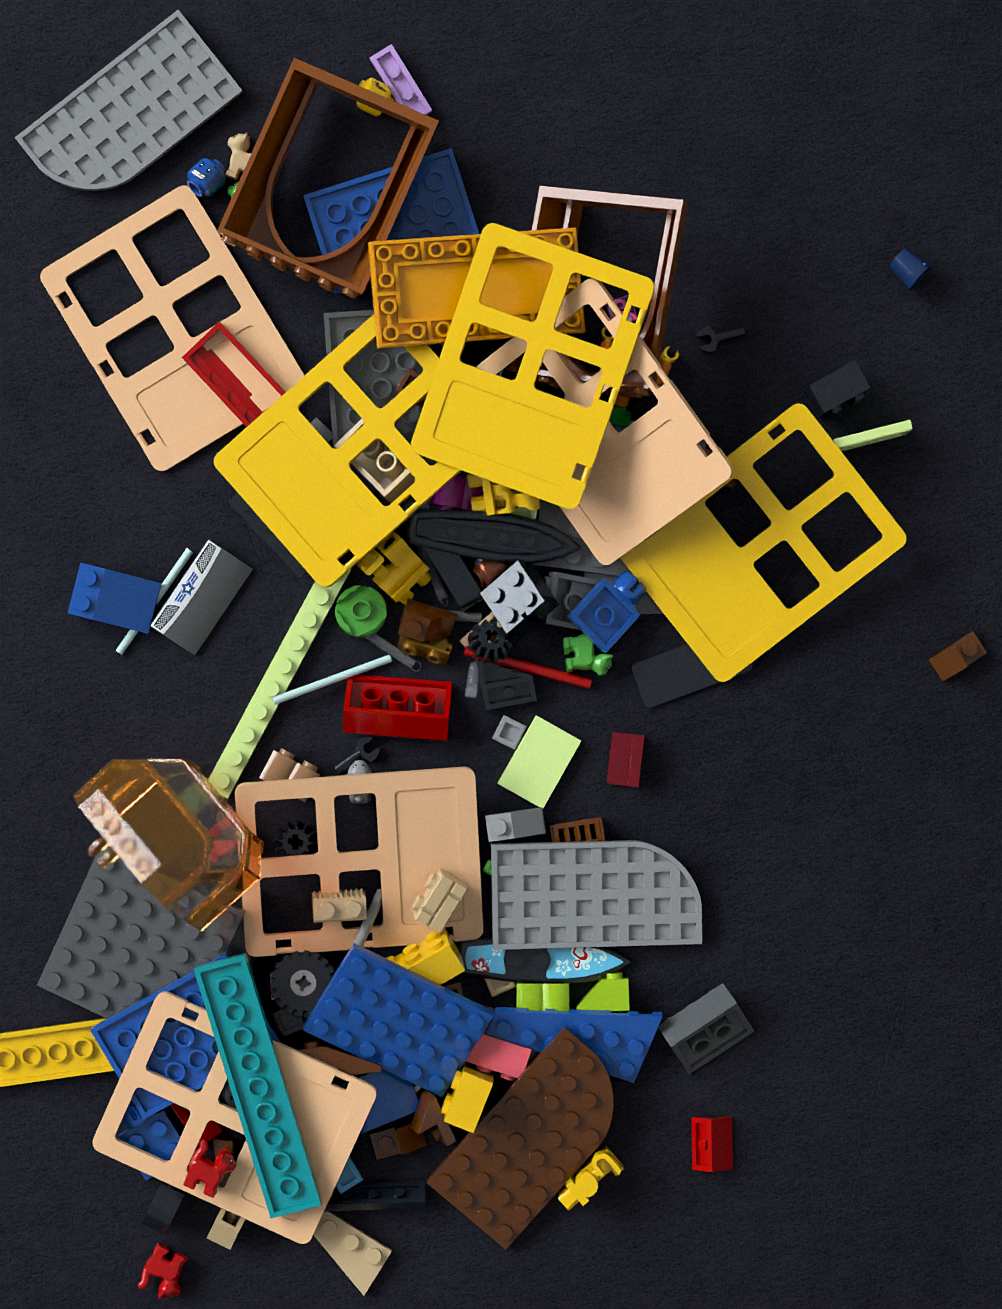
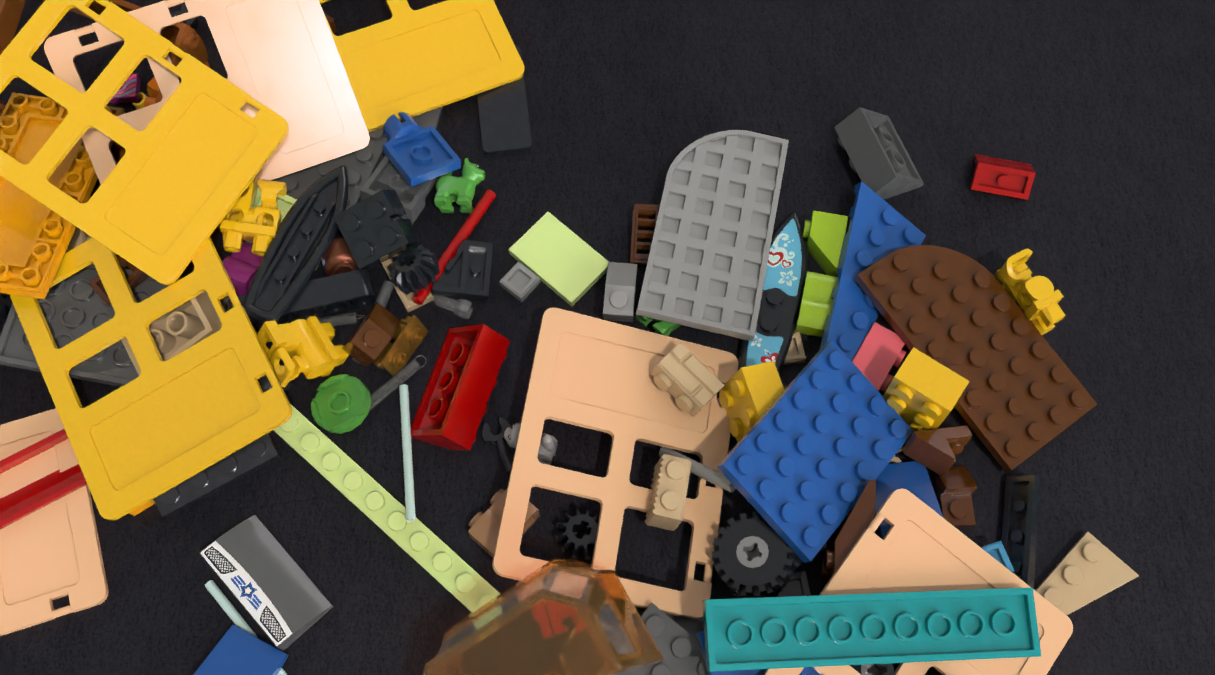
camera: 75 degrees left, 20 degrees down
(625, 759) = (580, 172): dark red panel -> none

